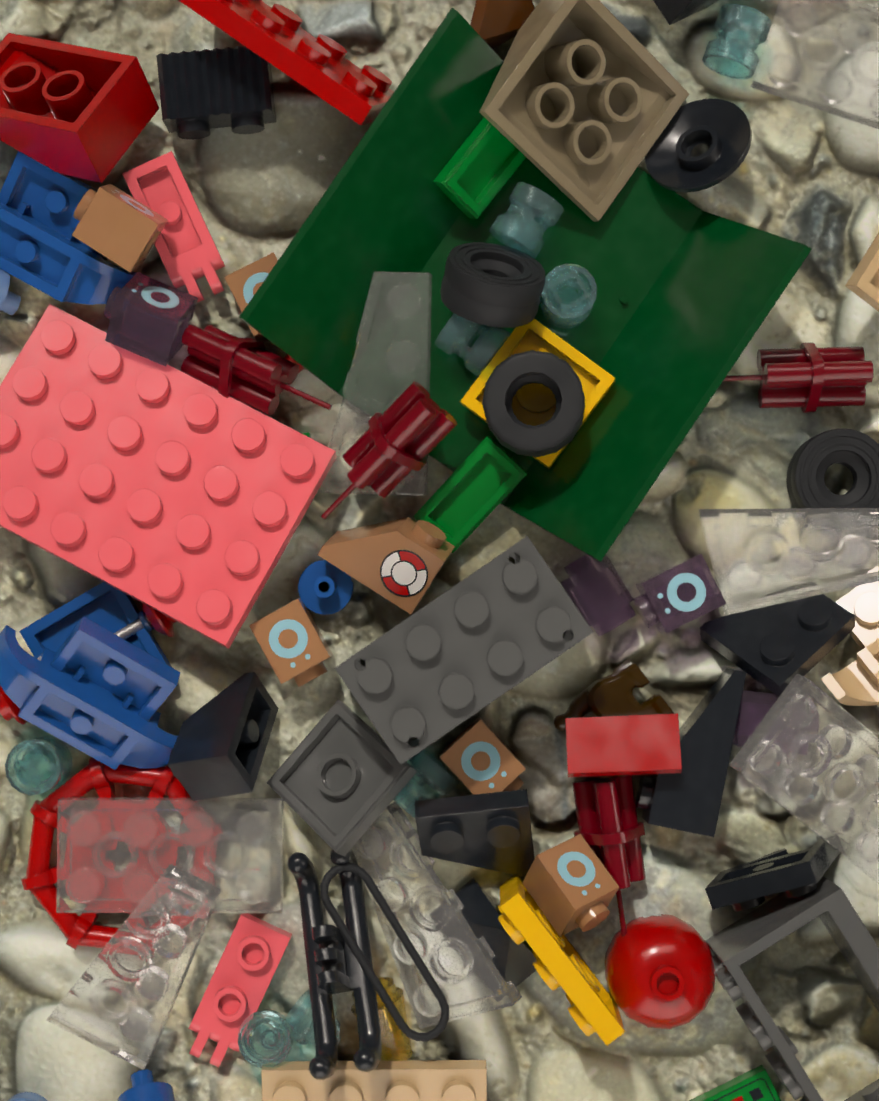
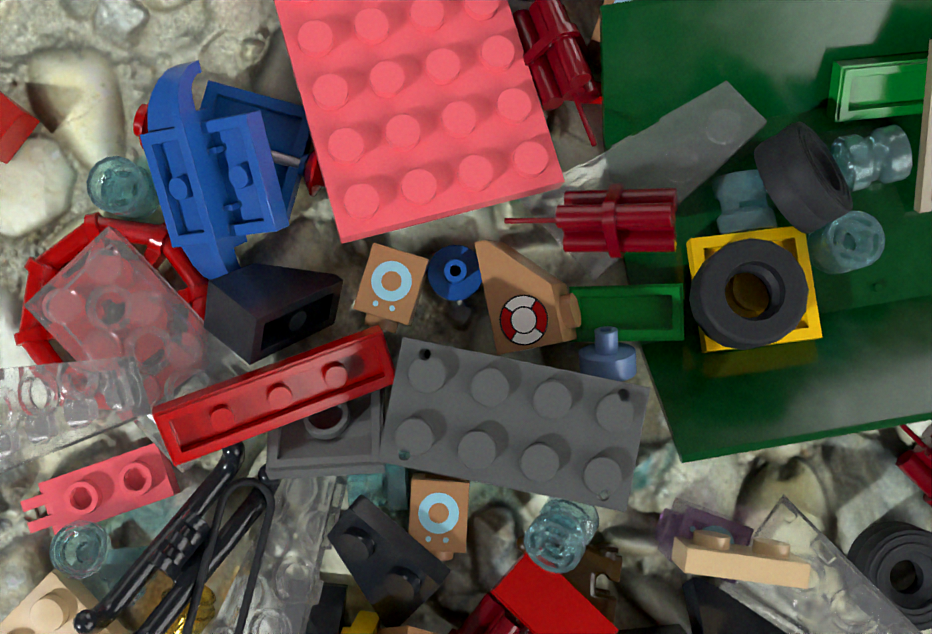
camera: 45 degrees right, 0 degrees up
(290, 794) = (274, 395): none -> red tile
(487, 537) = (608, 357): none -> medium blue tile
(574, 688) = (561, 534): none -> clear light blue wheel
(598, 593) = (652, 479): clear purple brick -> none
(724, 567) = (763, 562): none -> tan plate

